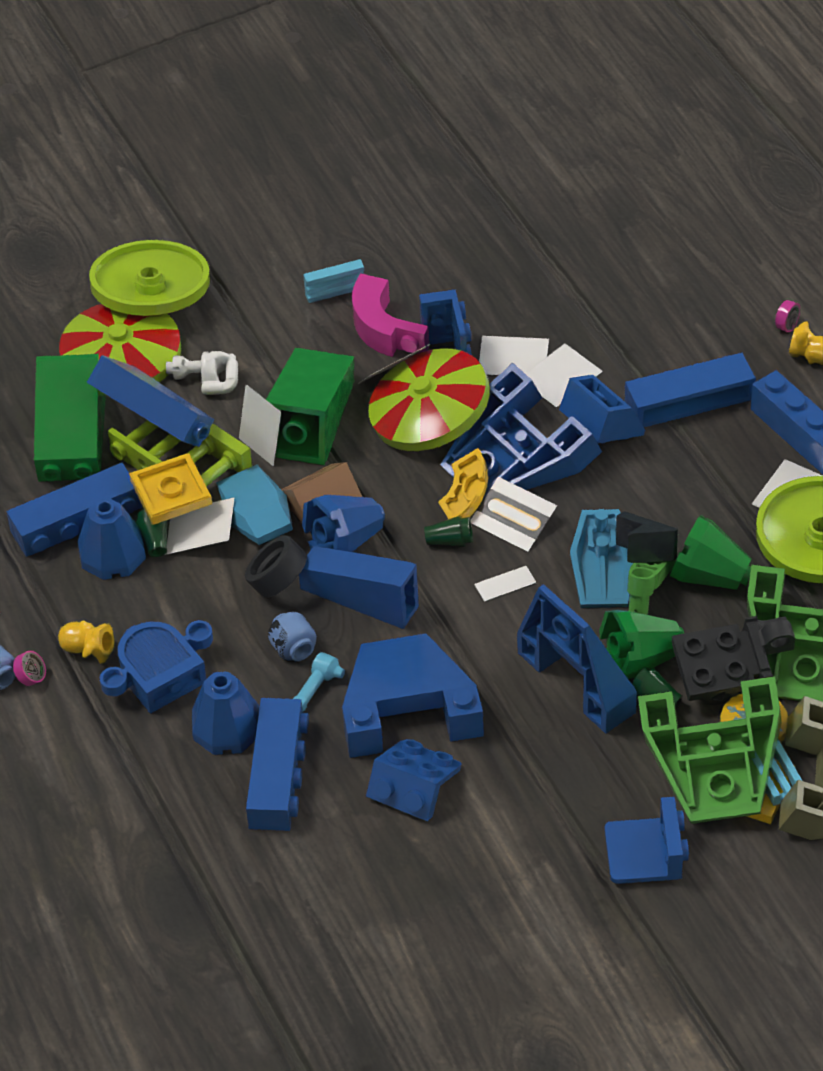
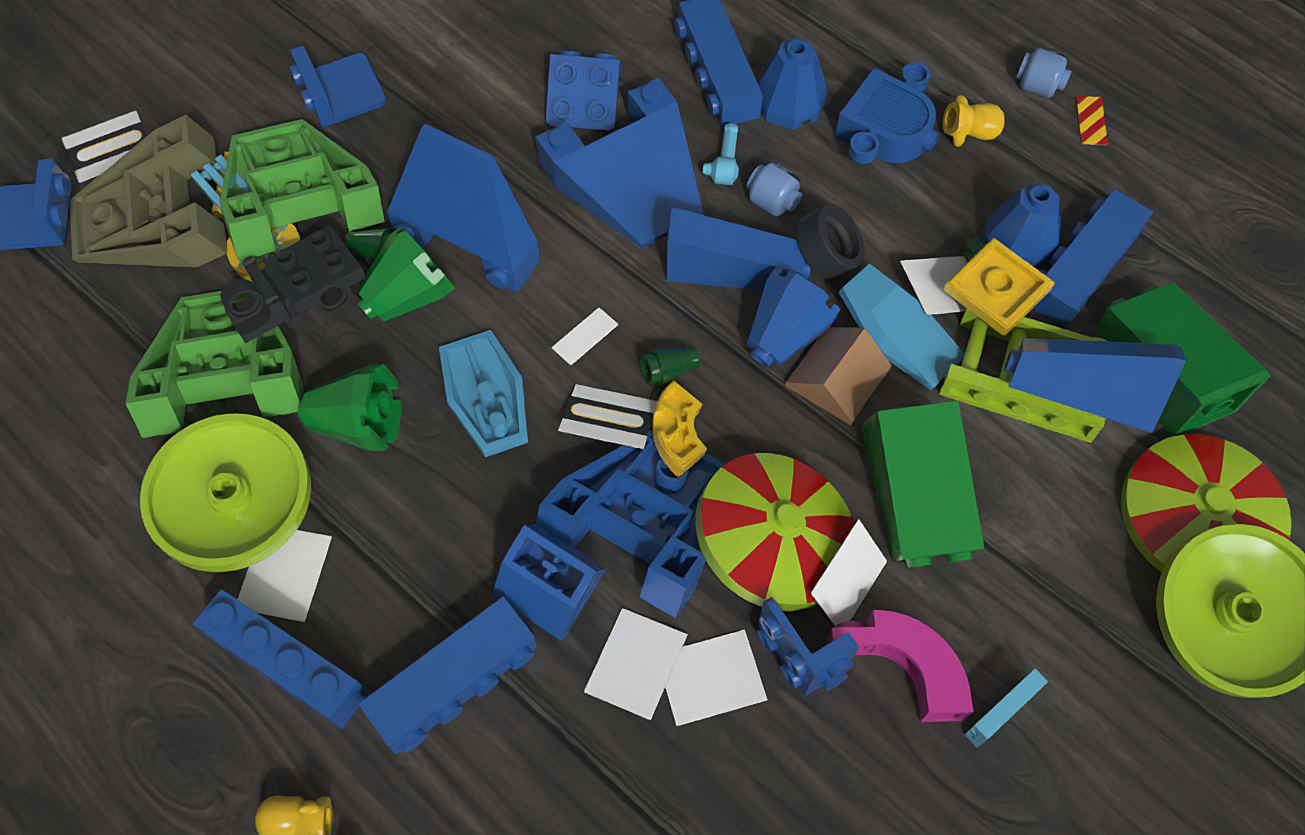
camera: 155 degrees right, 15 degrees up
(29, 668) = (1006, 79): tile -> none
(209, 367) = (1073, 502): white piece -> none
(259, 425) = (972, 414): white sticker -> none
(642, 581) = (411, 349): bright green beam -> none
(645, 539) = (418, 377): black slope -> none

